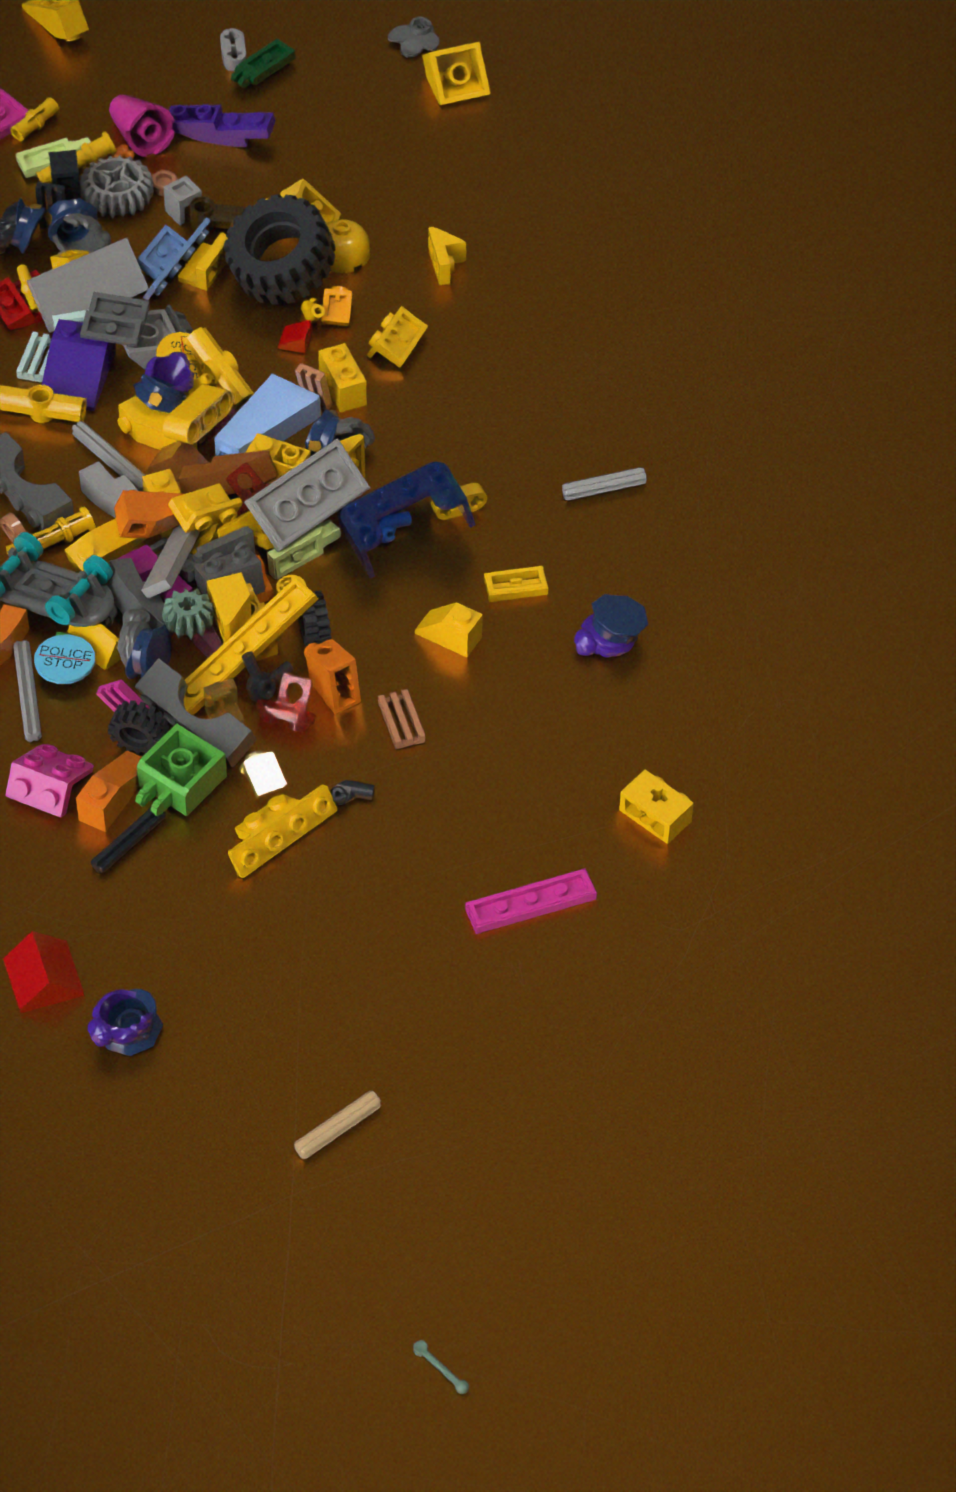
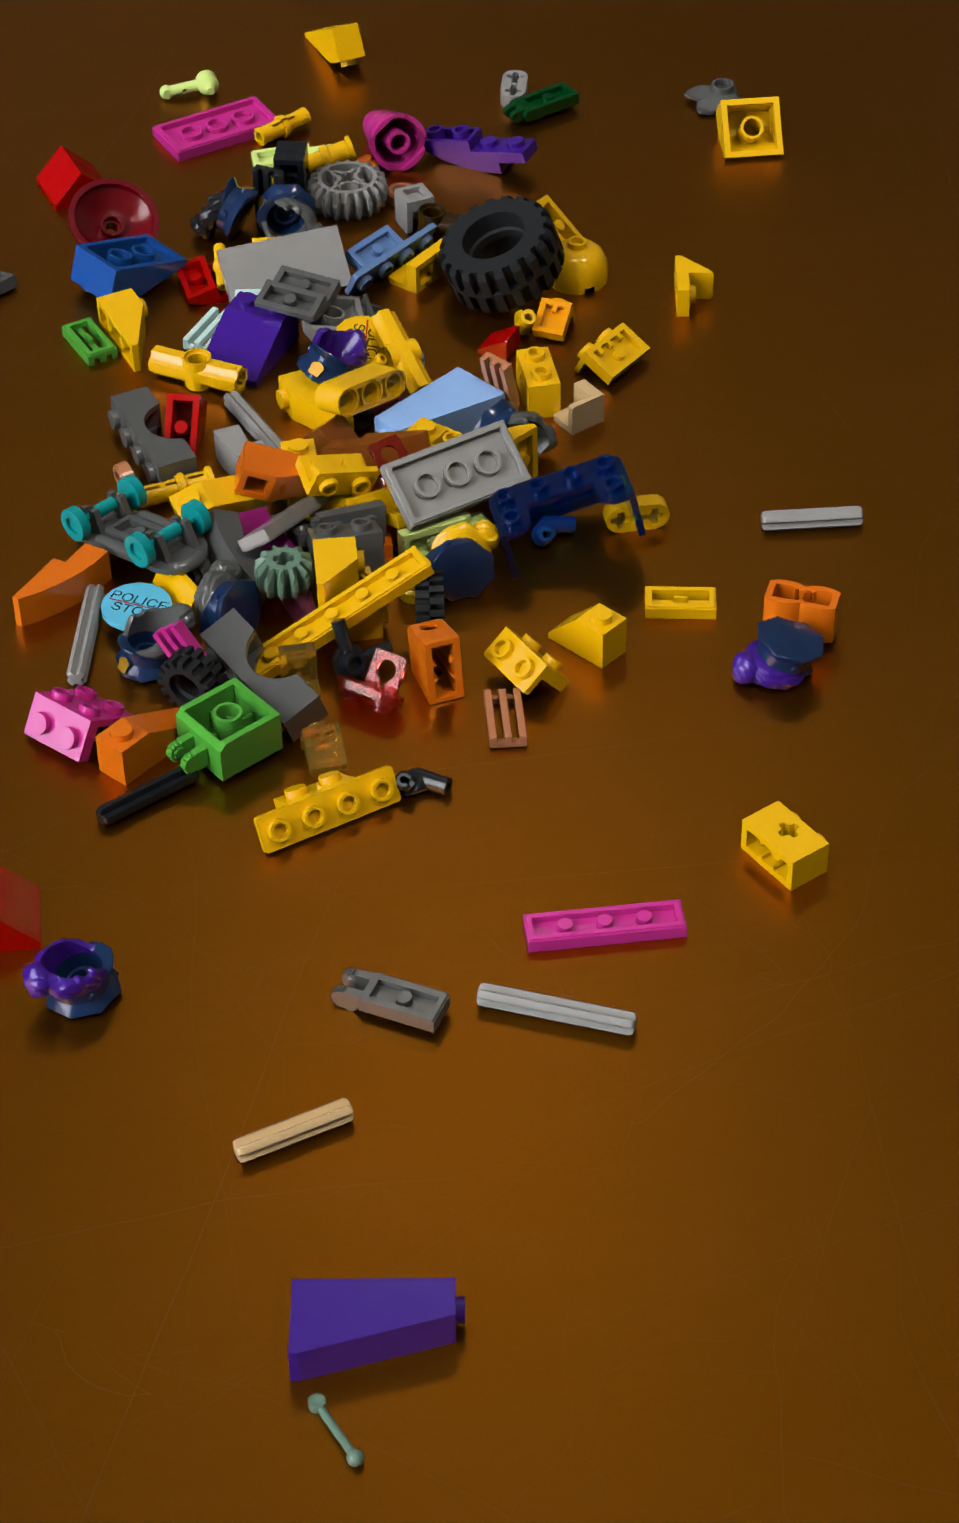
camera: 15 degrees right, 10 degrees down
(48, 462) = (186, 419): none -> red slope
(80, 703) = (139, 652): none -> piece
(331, 570) = (465, 557): none -> dark blue piece
(382, 996) = (391, 999): none -> dark grey hinge
(387, 400) = (585, 411): none -> tan panel
(405, 666) = (523, 663): none -> yellow bracket
(440, 1276) = (368, 1321): none -> dark purple slope
(513, 982) = (557, 1008): none -> light grey axle
(620, 579) = (810, 604): none -> orange brick

